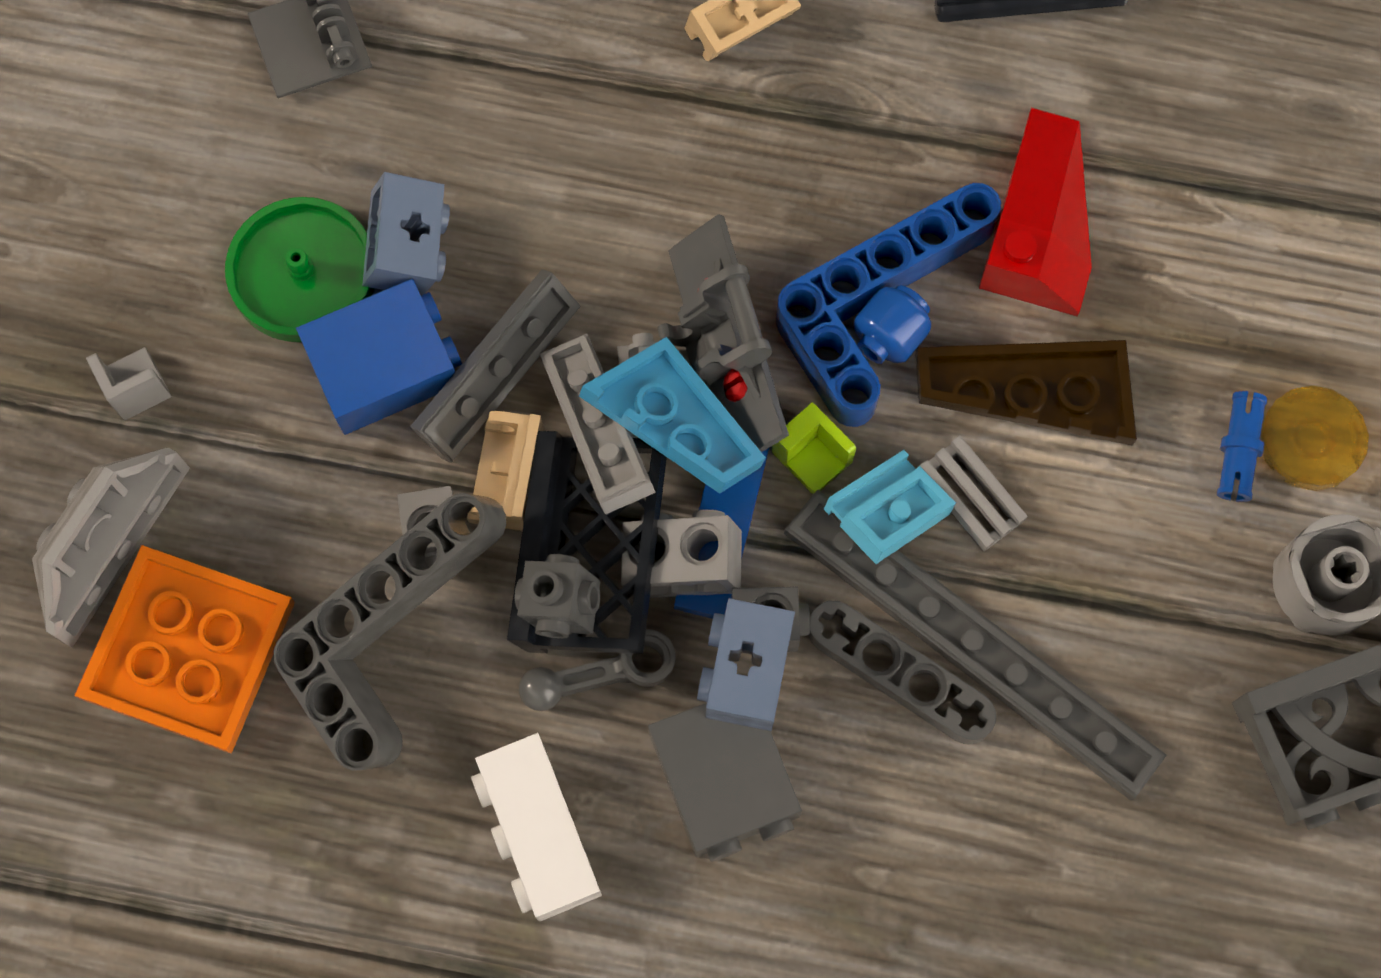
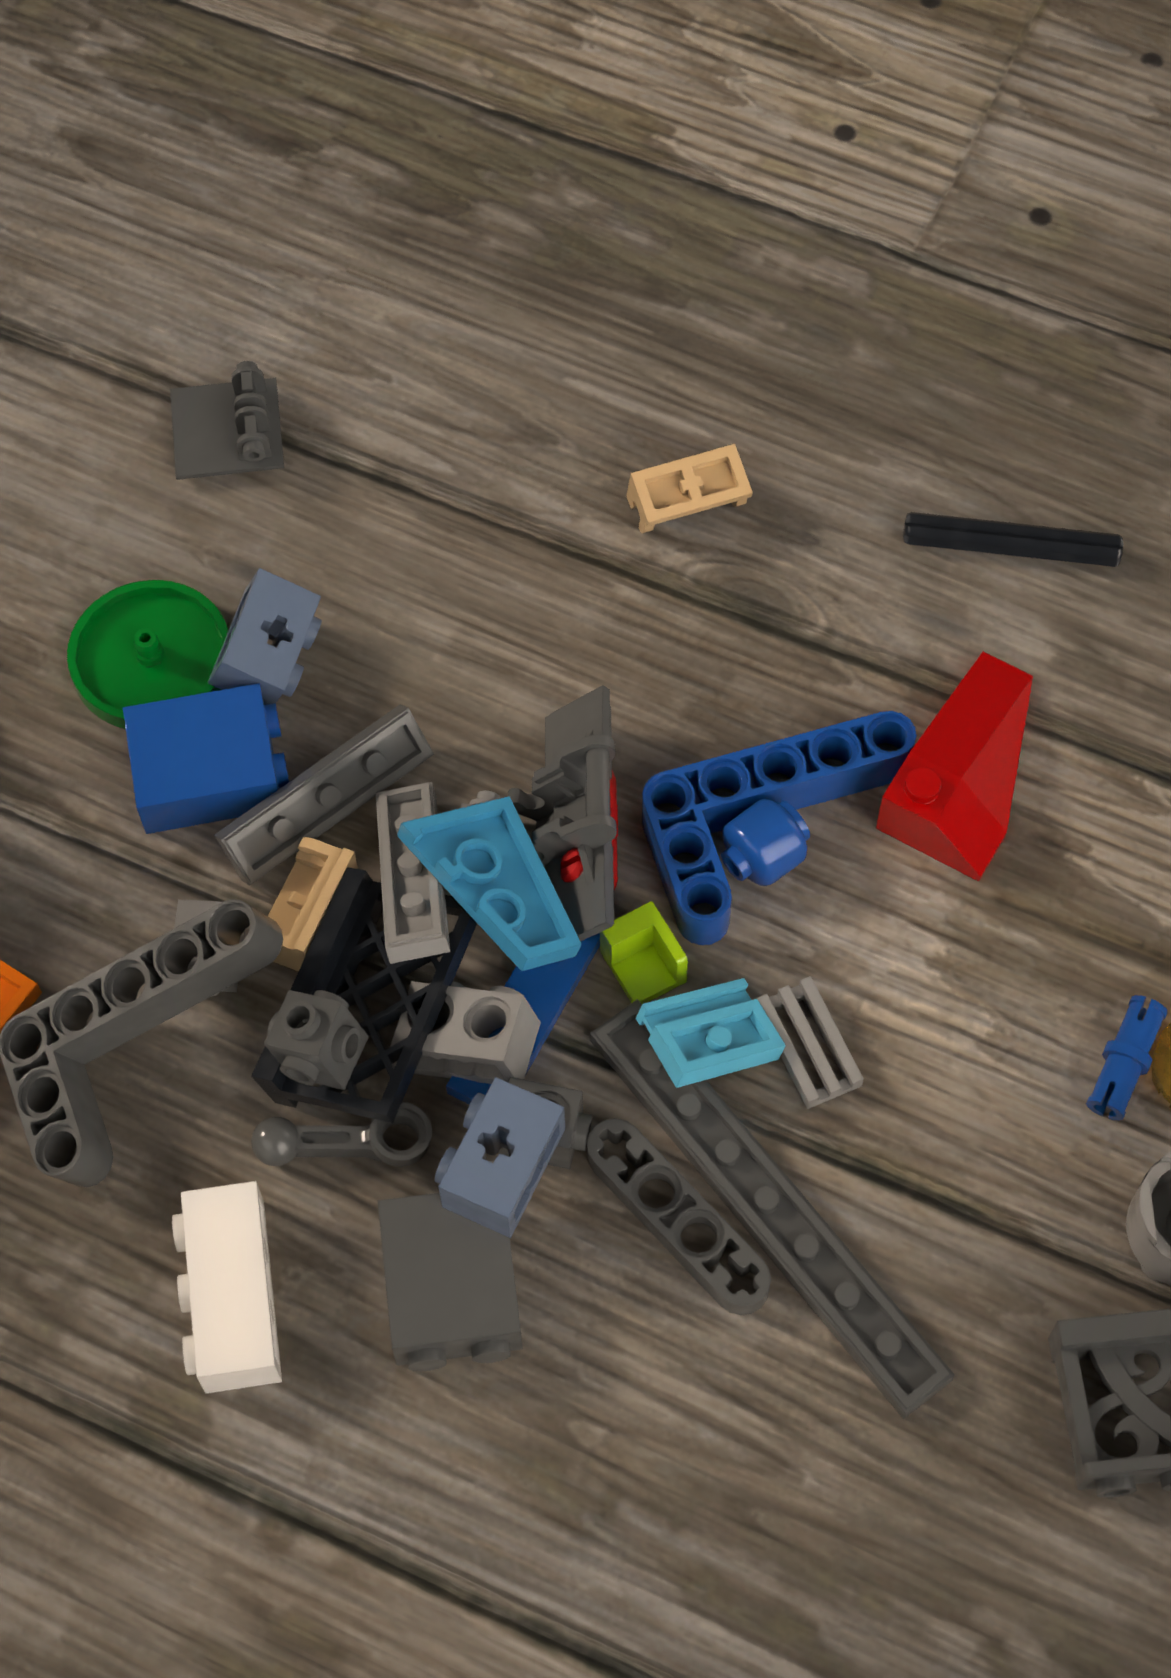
camera: 15 degrees right, 10 degrees down
(1044, 385) = (917, 942): dark brown wing -> none

